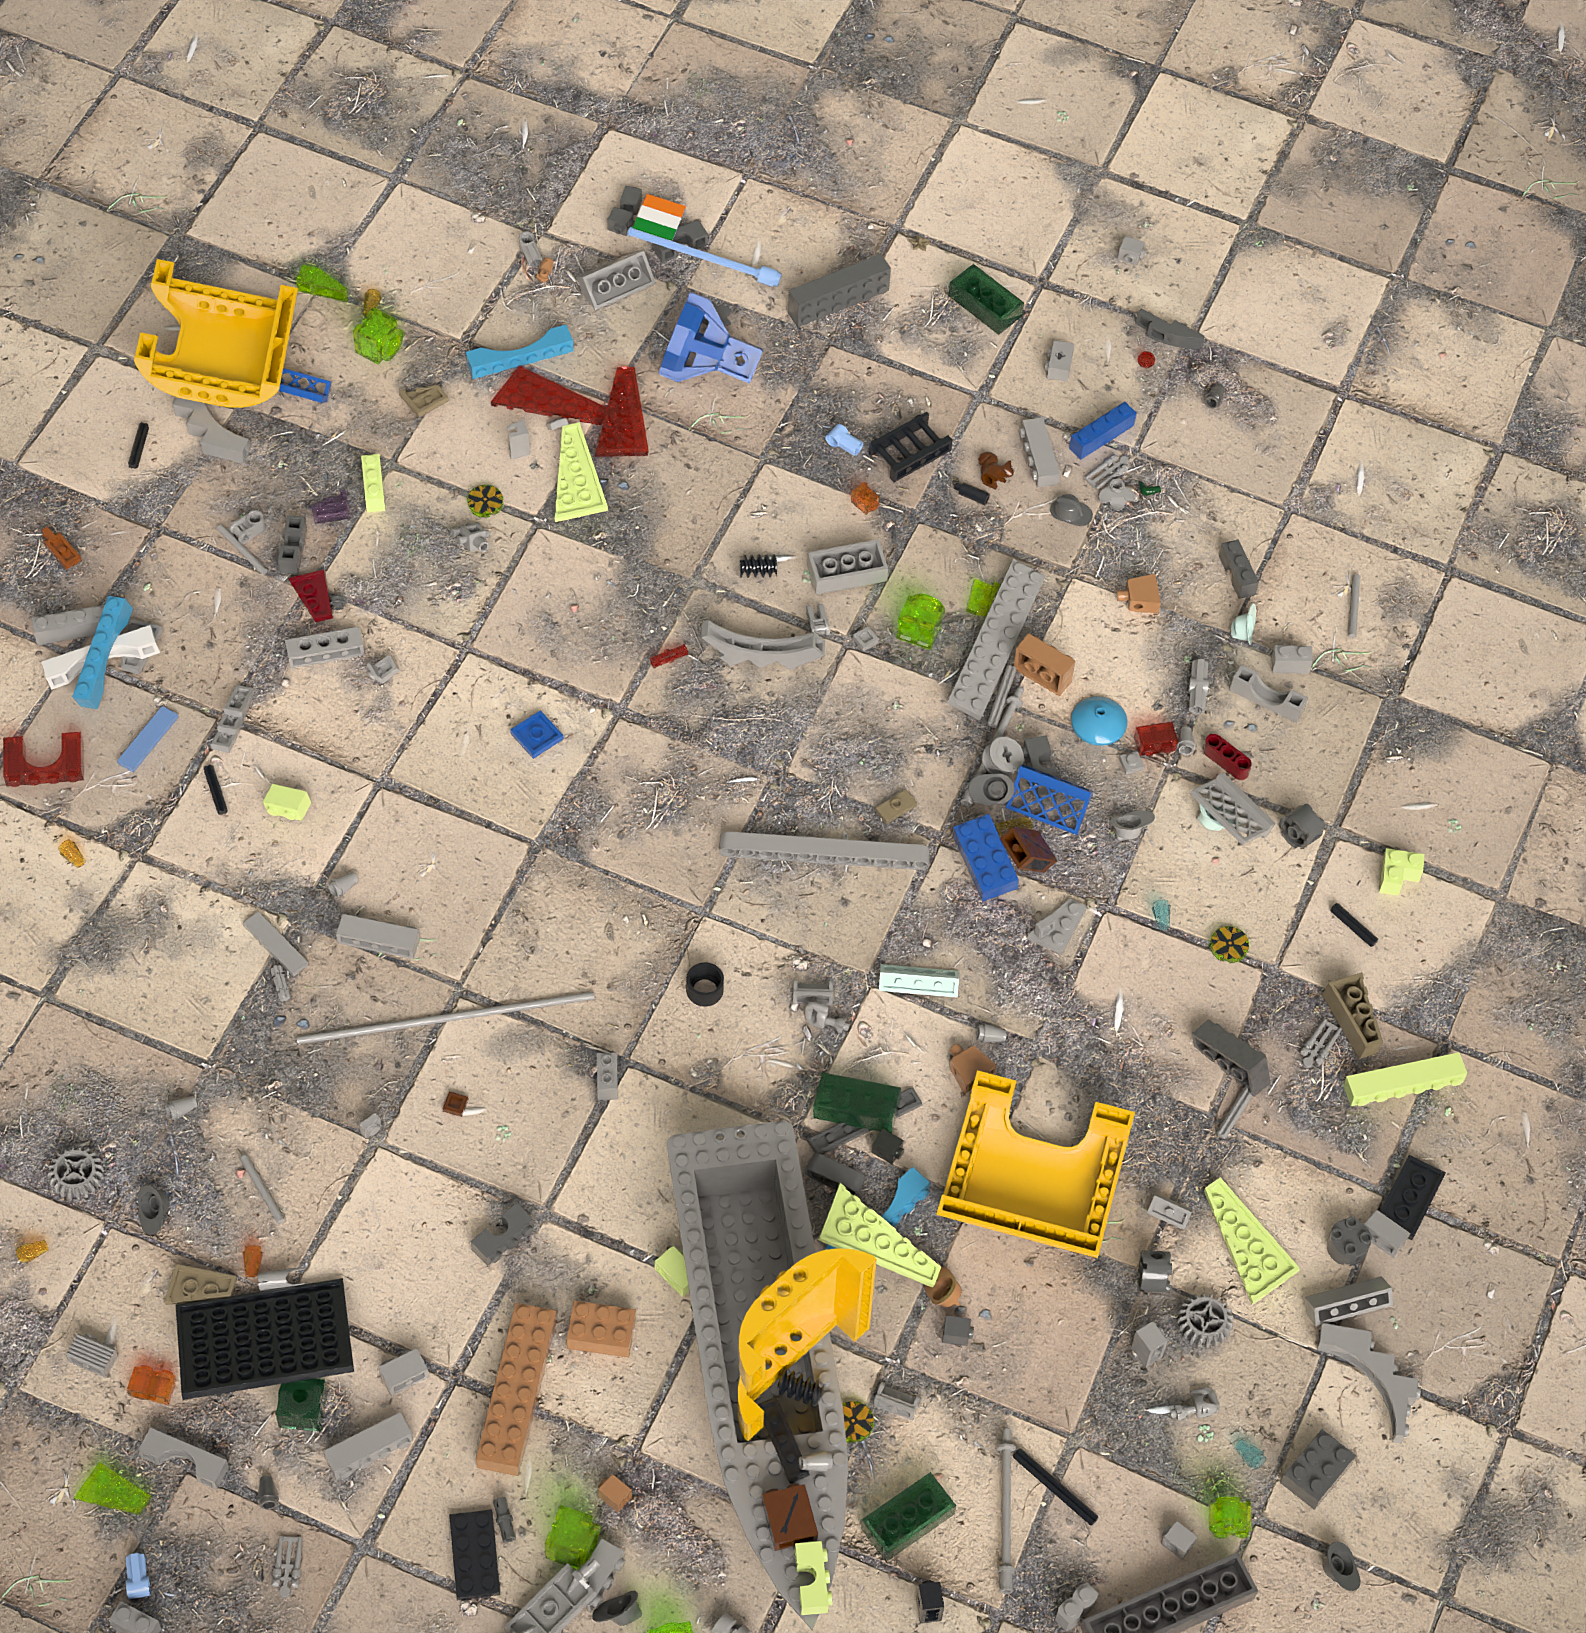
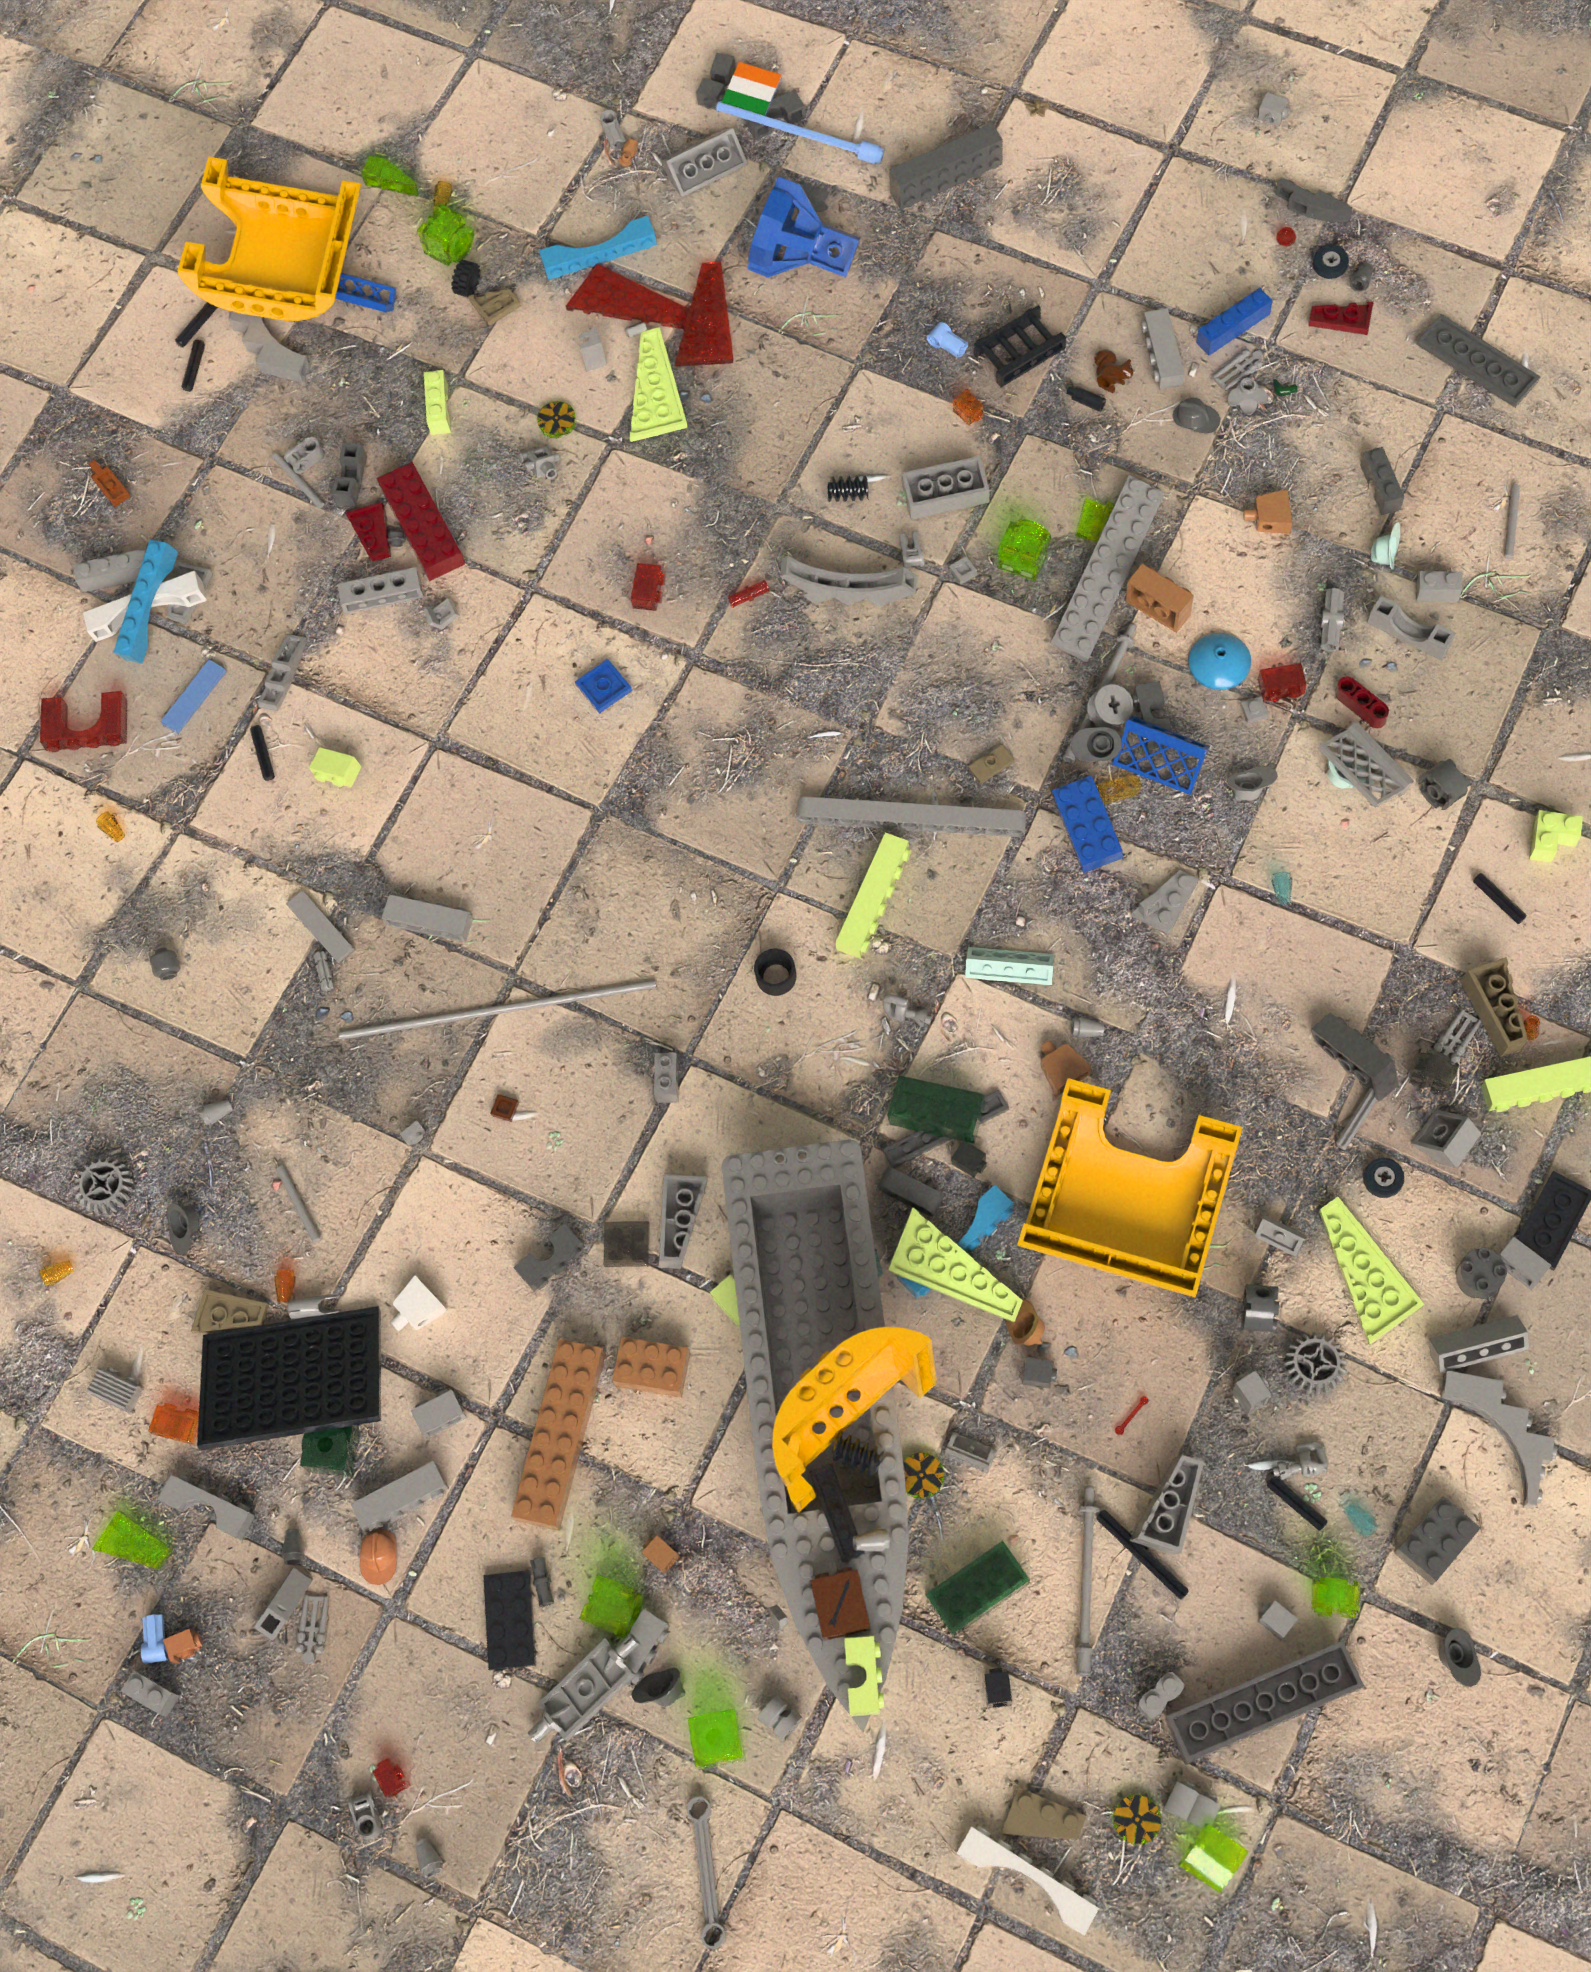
camera: 15 degrees right, 10 degrees up
(128, 975) = (164, 964): none -> dark grey head
(141, 407) = (195, 324): none -> black axle
(165, 1581) = (183, 1645): none -> nougat brick
(258, 1544) = (282, 1604): none -> light grey slope
(332, 509) = (393, 433): clear purple wing -> none
(342, 884) = (390, 860): light grey cone -> none
(348, 1501) = (378, 1557): none -> nougat piece
(361, 587) = (420, 521): none -> dark red brick
(379, 1277) = (416, 1306): none -> white torso
(397, 374) = (465, 278): none -> black tyre
(574, 1222) = (626, 1244): none -> clear smoke plate
(575, 647) = (647, 587): none -> clear red brick
(623, 1189) = (680, 1208): none -> light grey wedge
(730, 1537) = (778, 1617): none -> light grey tile
(792, 919) = (872, 896): none -> yellowish green brick
(808, 993) = (892, 980): light grey hinge -> none
(986, 299) = (1108, 171): clear green brick -> none
(1001, 696) = (1111, 635): light grey axle -> none
(1028, 849) = (1134, 815): reddish brown brick -> none
(1031, 1380) = (1119, 1430): none -> clear red hinge
(1060, 360) = (1189, 241): light grey brick -> none
(1079, 1447) = (1170, 1509): none -> light grey wedge
(1181, 387) = (1322, 265): none -> black bush
(1186, 741) = (1316, 685): light grey cone -> none
(1192, 1440) = (1297, 1503): none -> black axle
(1198, 430) = (1348, 318): none -> dark red wing
(1229, 944) = (1357, 922): tile -> none
(1250, 1162) = (1373, 1182): none -> black bush
(1300, 1069) = (1432, 1071): none -> clear smoke brick
(1315, 1127) = (1447, 1138): none -> light grey slope
(1319, 469) = (1478, 360): none -> dark grey plate
(1386, 1032) = (1532, 1027): none -> clear orange cone

